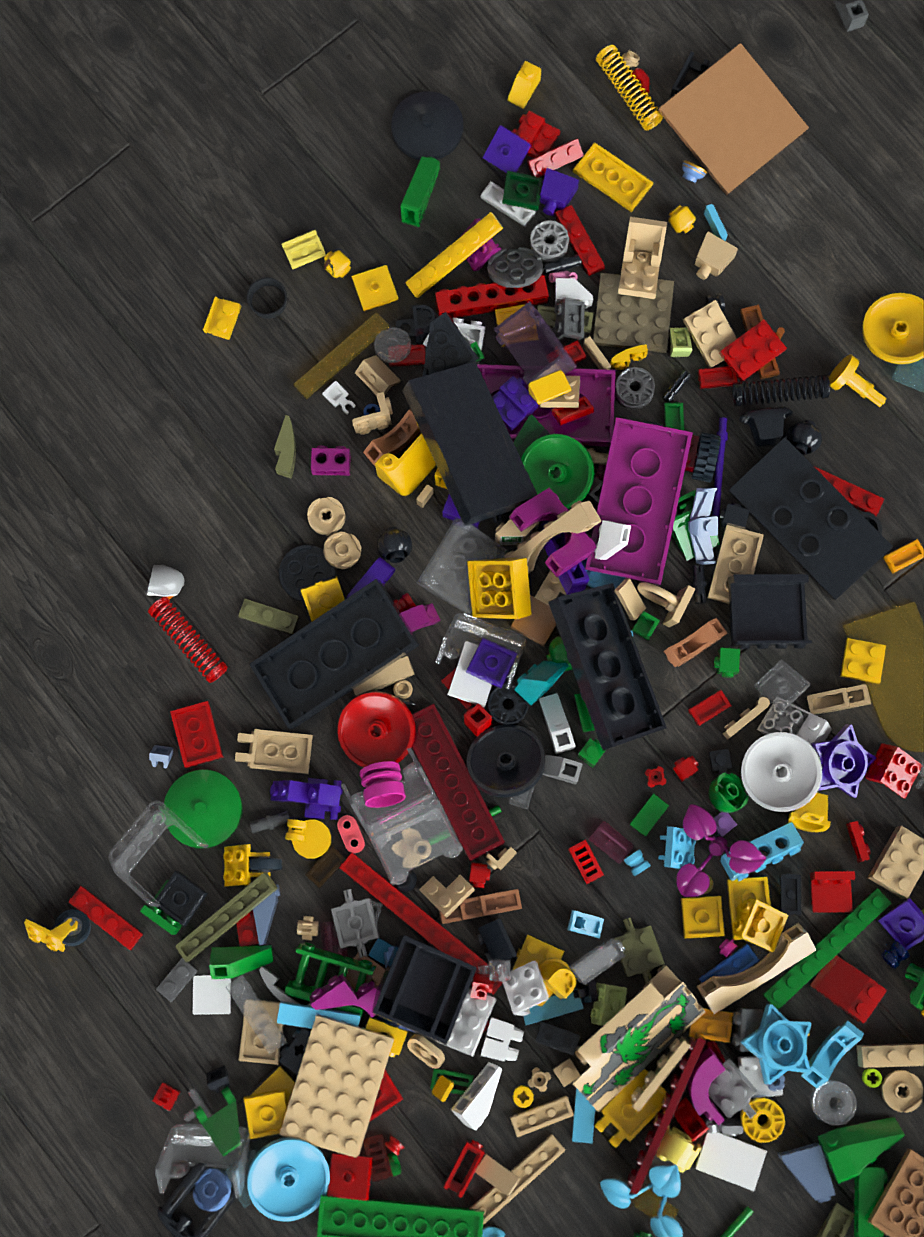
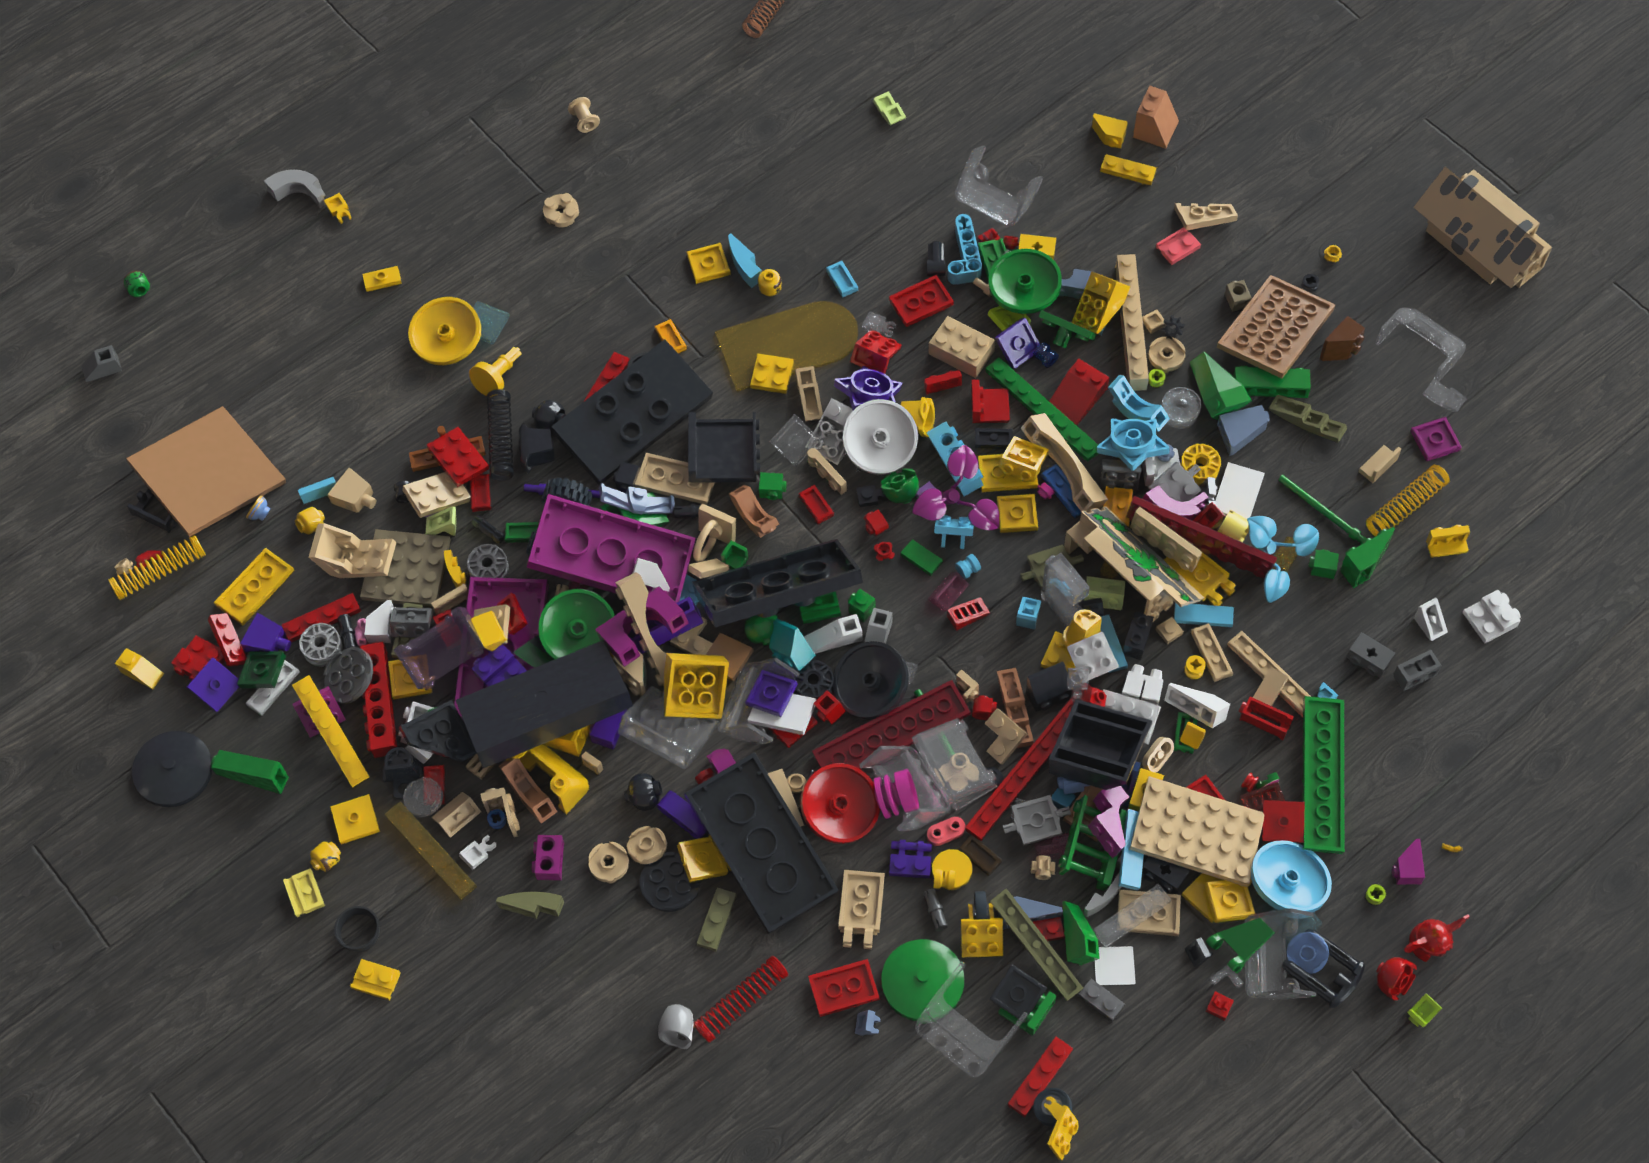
camera: 90 degrees left, 15 degrees down
(305, 793) = (906, 871): dark purple arch -> none
(533, 1082) = (1177, 648): tan plate -> none

